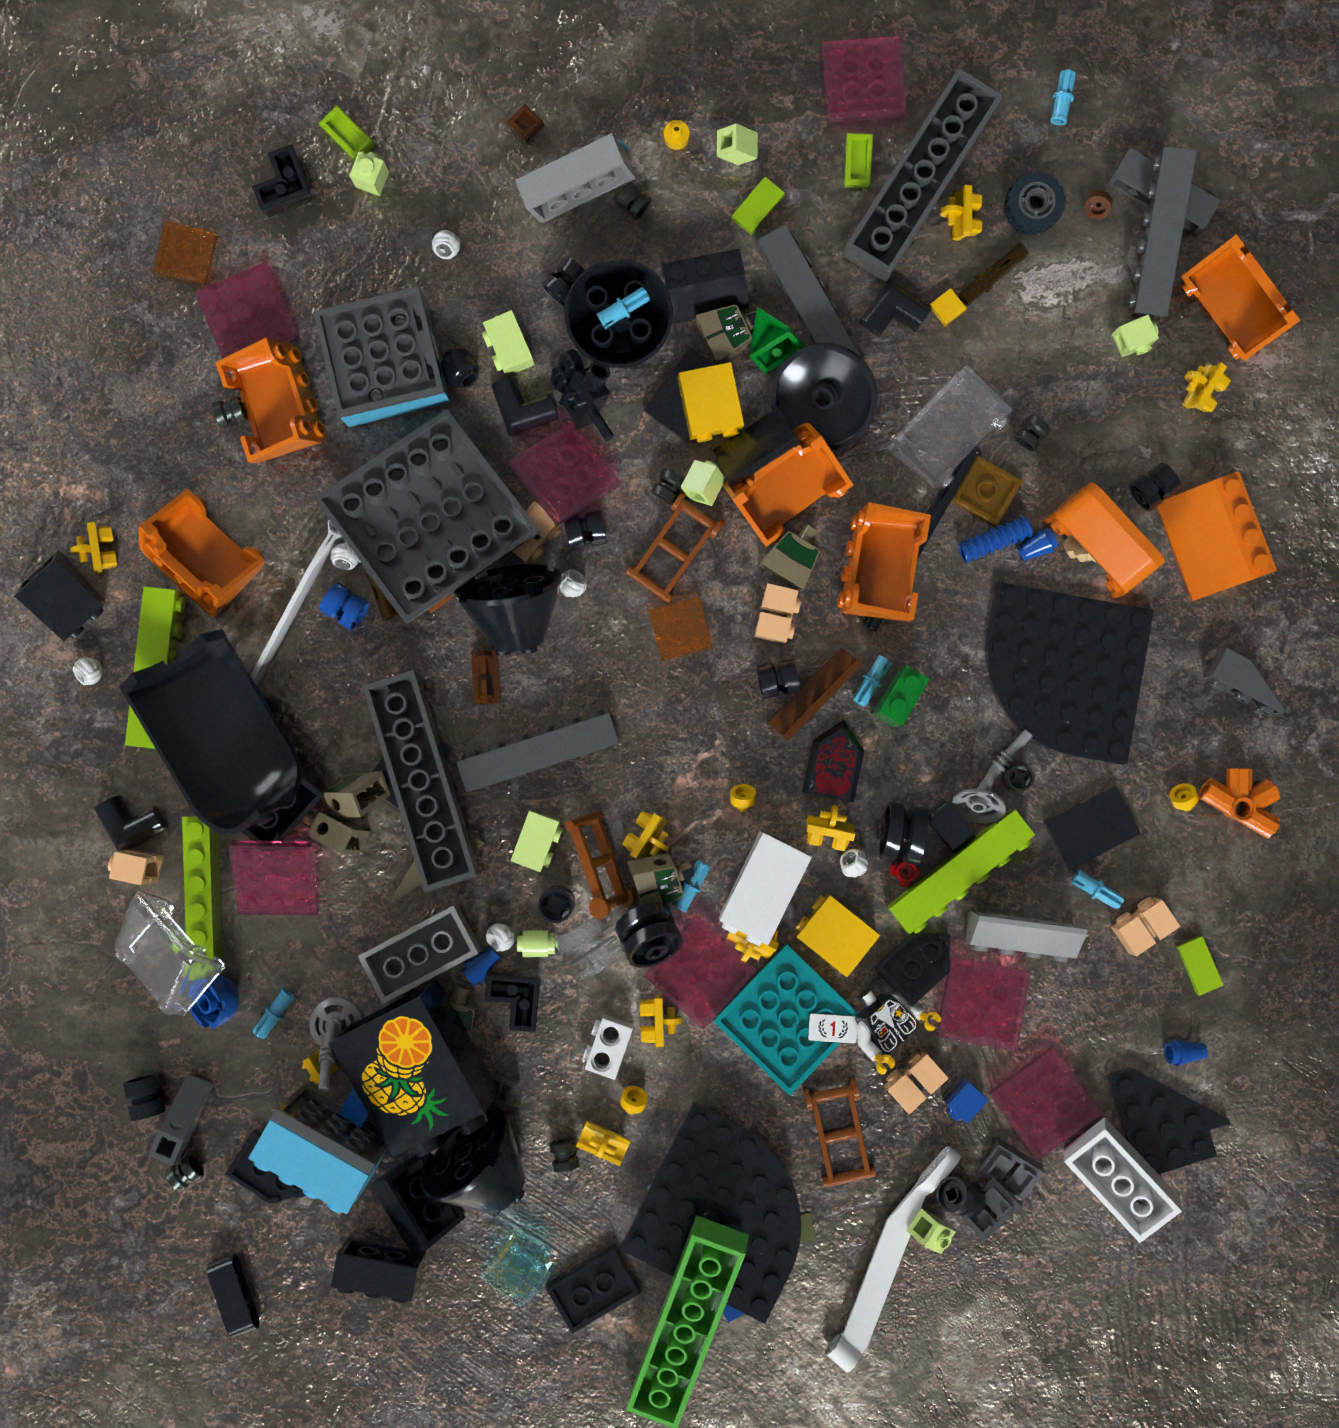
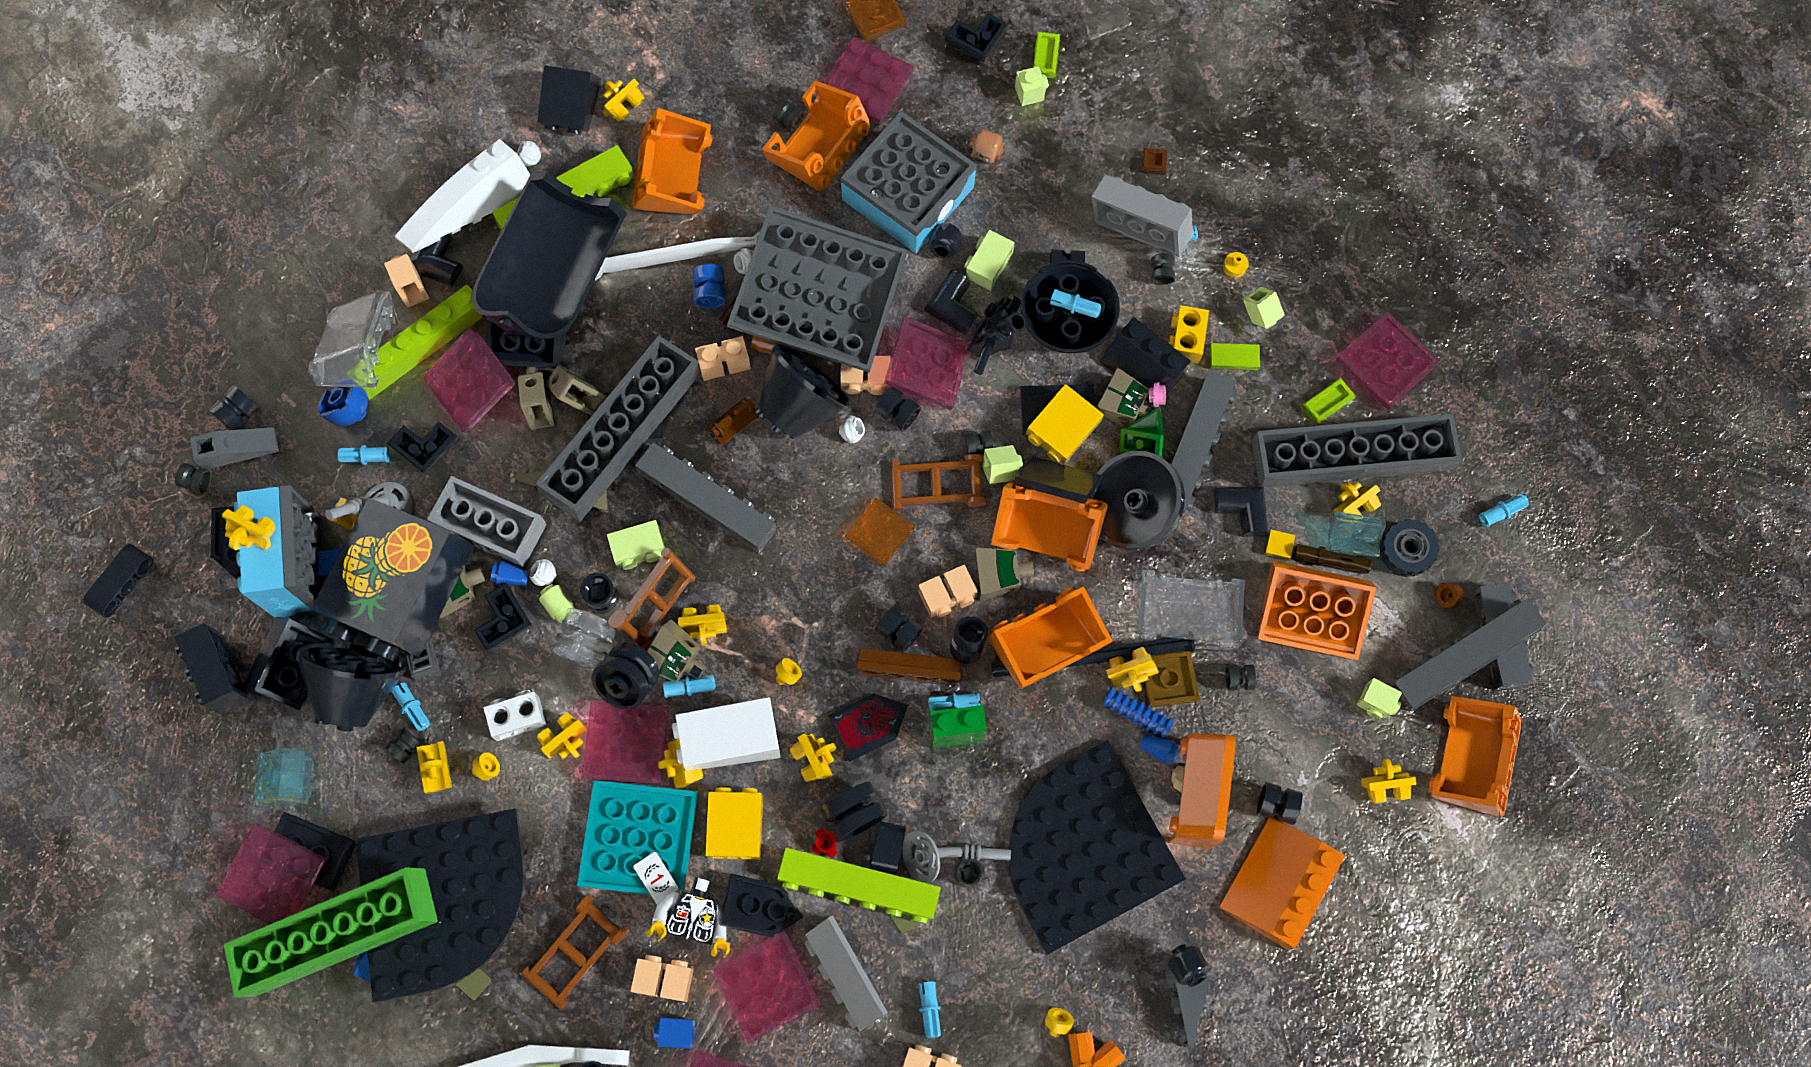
camera: 50 degrees right, 15 degrees down
(93, 752) = (470, 194): none -> white wedge
(281, 1176) = (244, 532): none -> yellow hips
(313, 959) = (423, 452): none -> black brick
(397, 259) = (987, 146): none -> nougat head
(416, 654) = (712, 356): none -> light nougat piece
(445, 244) = (1024, 169): white piece -> none
(536, 1126) = (410, 707): none -> medium azure axle
(593, 1334) = (270, 875): none -> clear pink plate
(715, 225) = (1192, 335): none -> yellow brick
(745, 301) = (1157, 395): none -> bright pink plate
(833, 629) = (968, 639): none -> black wheel
(854, 863) = (801, 795): white piece -> none
(963, 519) = (1132, 672): none -> yellow hips
(991, 238) = (1356, 534): none -> clear light blue bracket
(1024, 323) = (1316, 610): none -> orange slope
(1092, 828) = (976, 967): black tile -> none
(1228, 665) = (1188, 965): none -> black head

